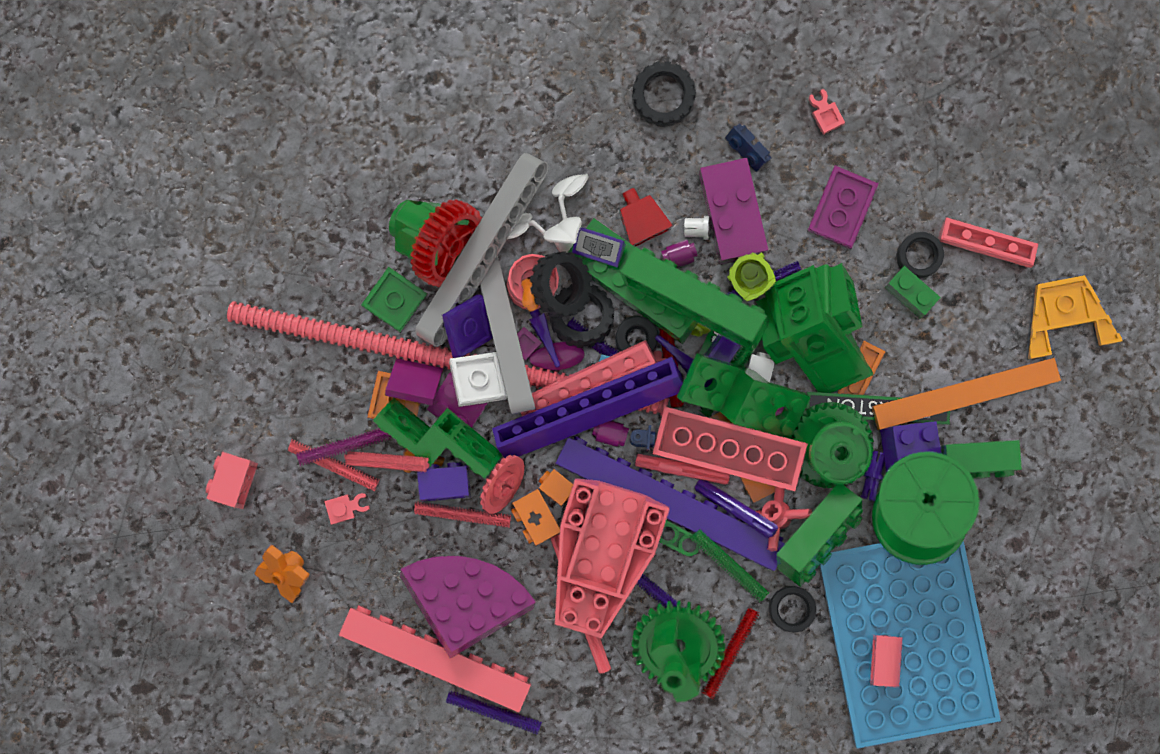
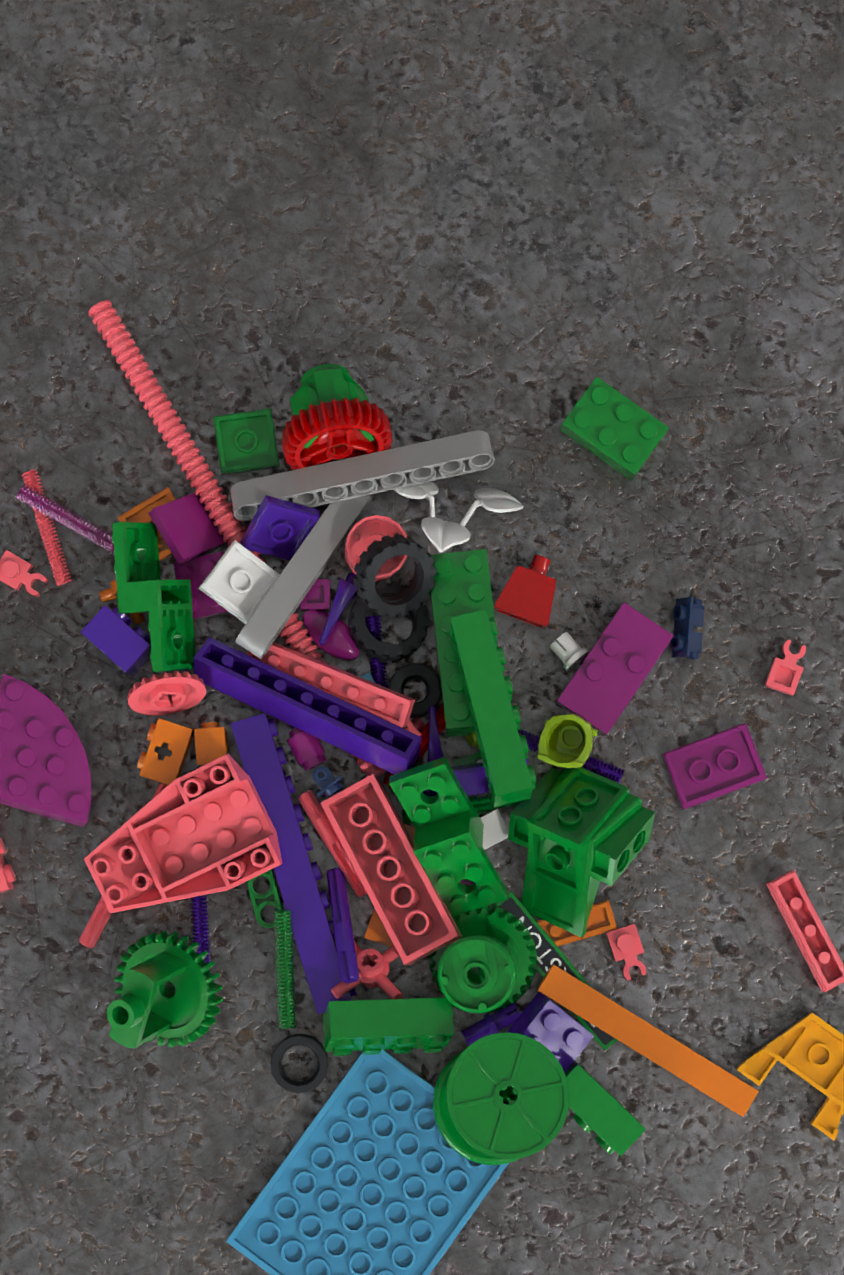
camera: 45 degrees right, 0 degrees up
(387, 461) = (90, 571): coral axle -> none
(462, 514) = (107, 683): coral axle -> none
(527, 297) = (353, 558): orange arm -> none
(592, 78) = (614, 428): none -> green brick
(599, 247) = (461, 578): slope -> none
(663, 69) = (666, 475): black tyre -> none
(680, 253) = (528, 657): magenta brick -> none
(729, 656) = (208, 1044): red axle -> none
(886, 661) = (330, 1194): coral brick -> none
(900, 355) = (625, 946): none -> coral plate
(912, 292) = (694, 903): green brick -> none
(931, 240) = (759, 878): black tyre -> none

